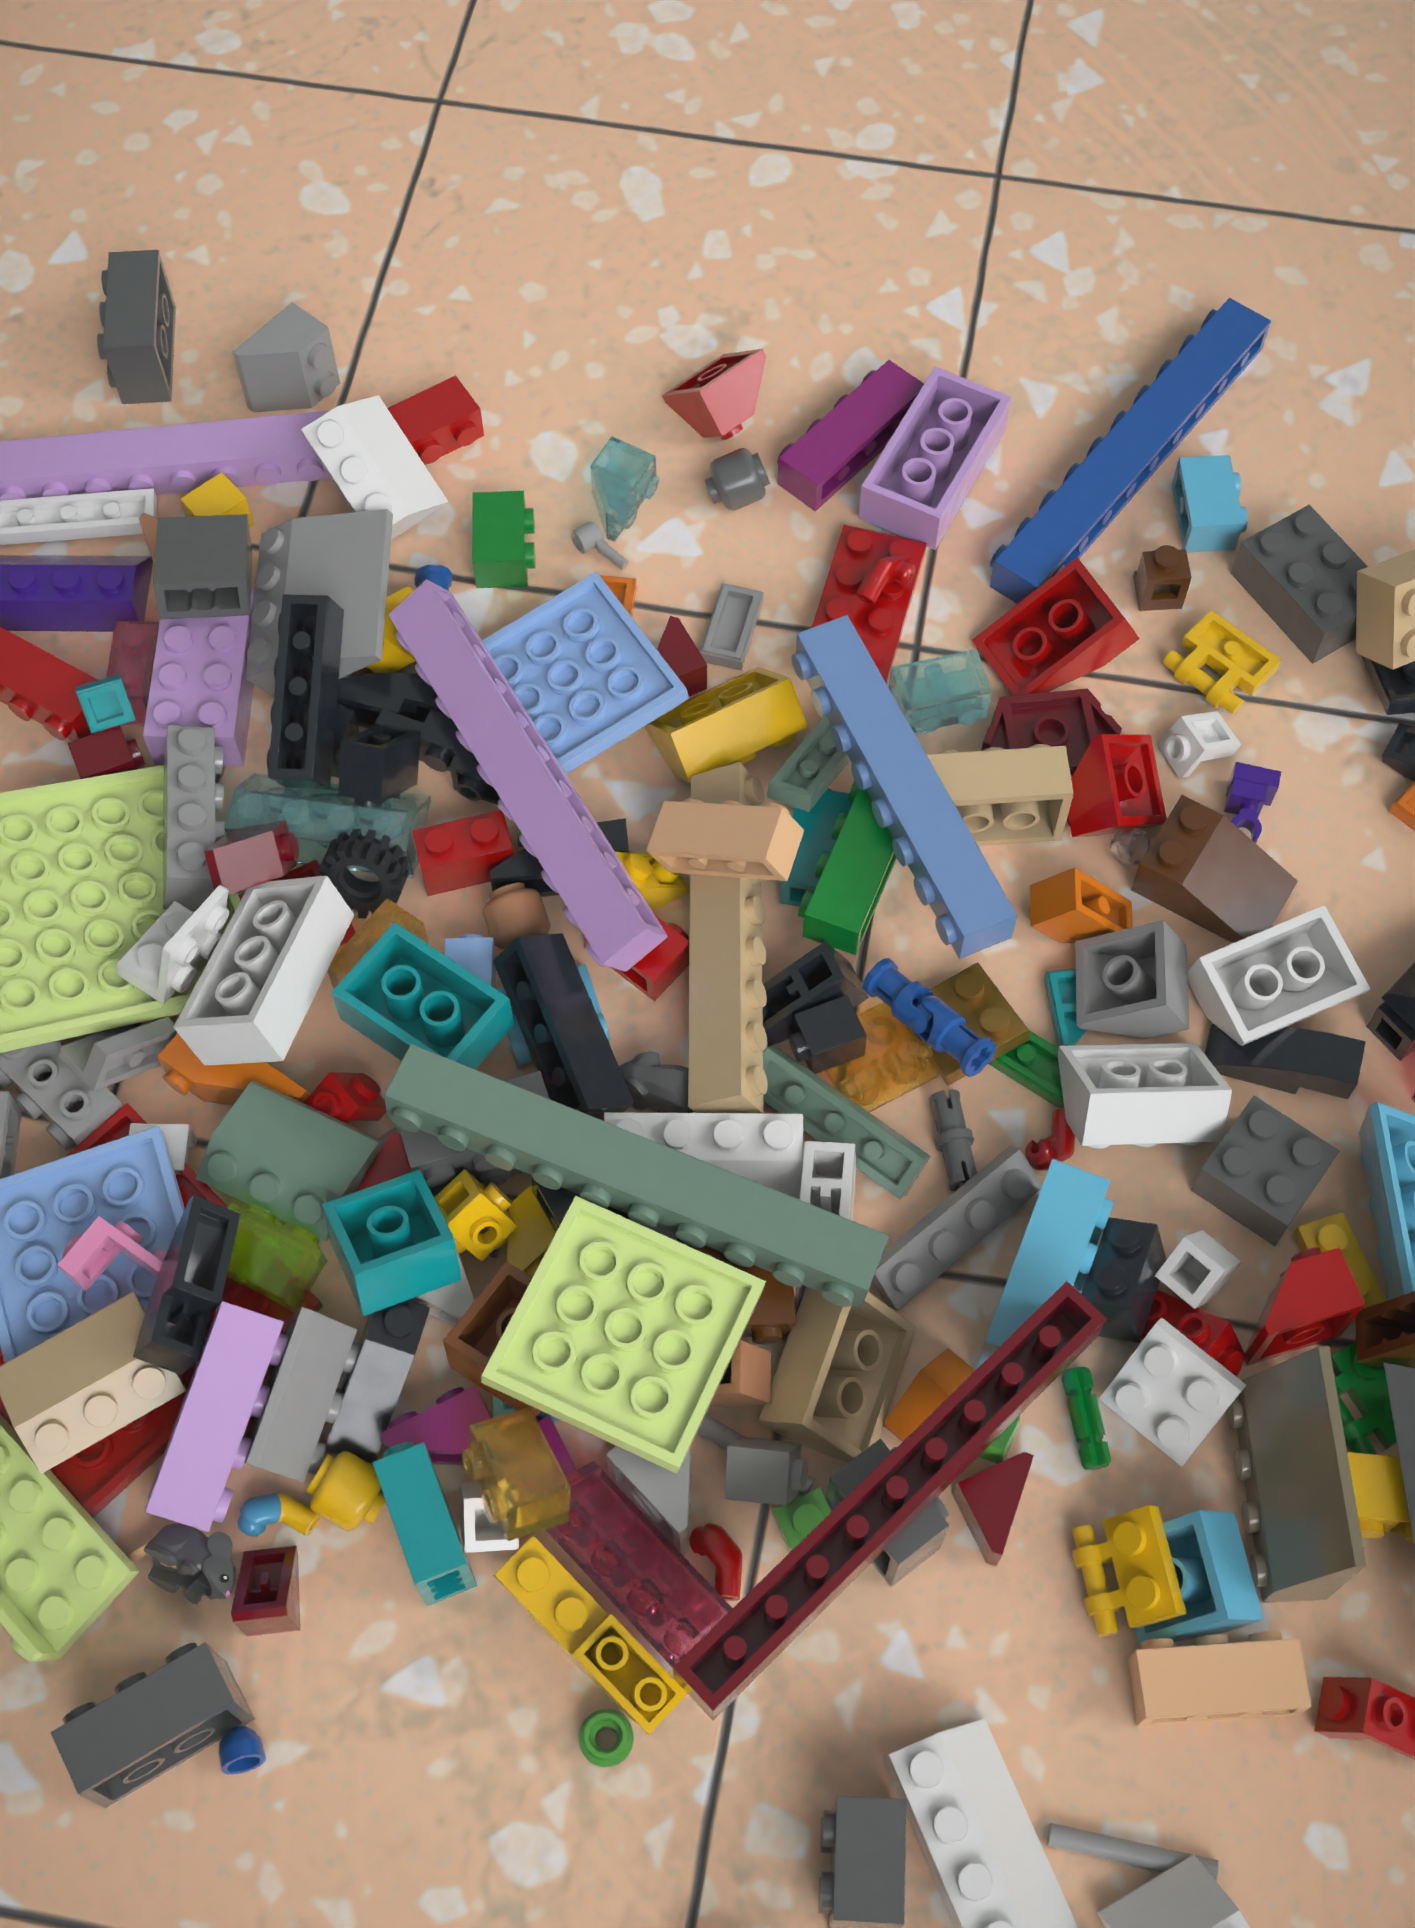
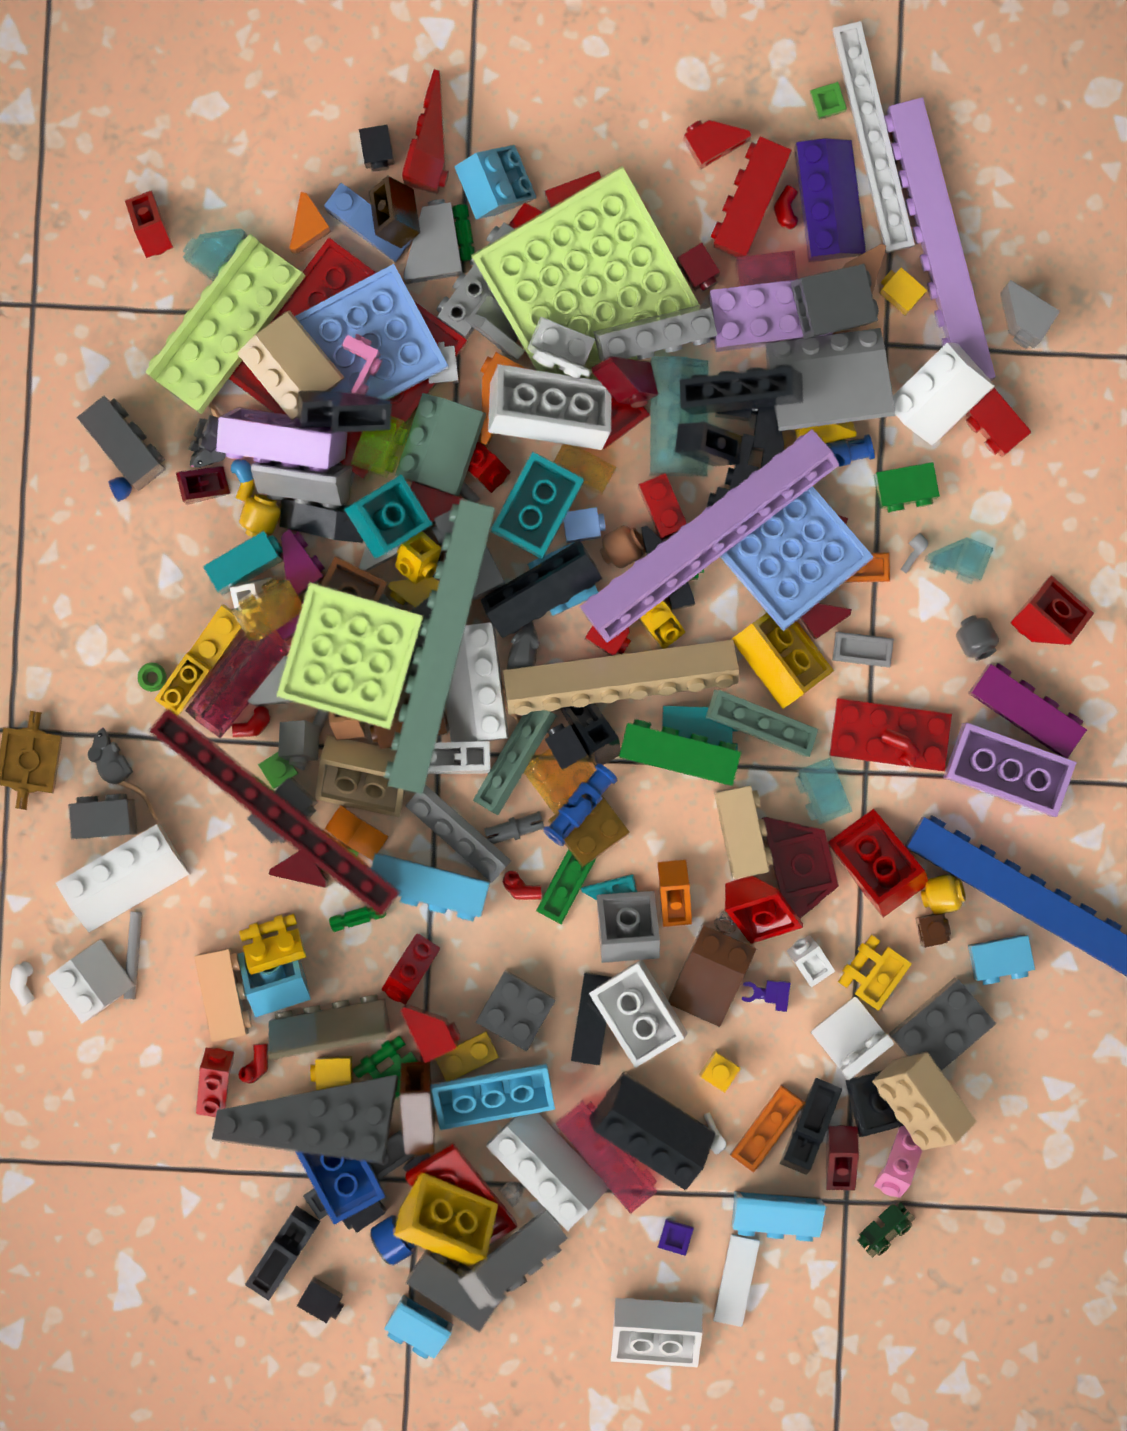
camera: 85 degrees right, 25 degrees up
(61, 644) = (783, 209): none -> red arm
(105, 703) = (729, 261): teal tile -> none
(138, 327) = (1044, 202): dark grey brick -> none
(373, 855) = (634, 448): black tyre -> none
(726, 839) = (674, 668): light nougat brick -> none
(764, 1838) = (113, 766): none -> dark grey animal
(903, 788) = (719, 771): medium blue brick -> none
(1110, 559) = (943, 894): none -> yellow head
(1124, 1277) = (433, 931): black brick -> none
(1142, 1094) = (553, 935): white slope -> none
(1172, 1392) = (373, 962): white plate -> none
(1198, 1269) = (447, 973): white brick -> none
(1327, 697) = (852, 1038): none -> white bracket
(1352, 1636) = (257, 1066): none -> red arm
(1372, 880) = (719, 1071): none -> yellow brick

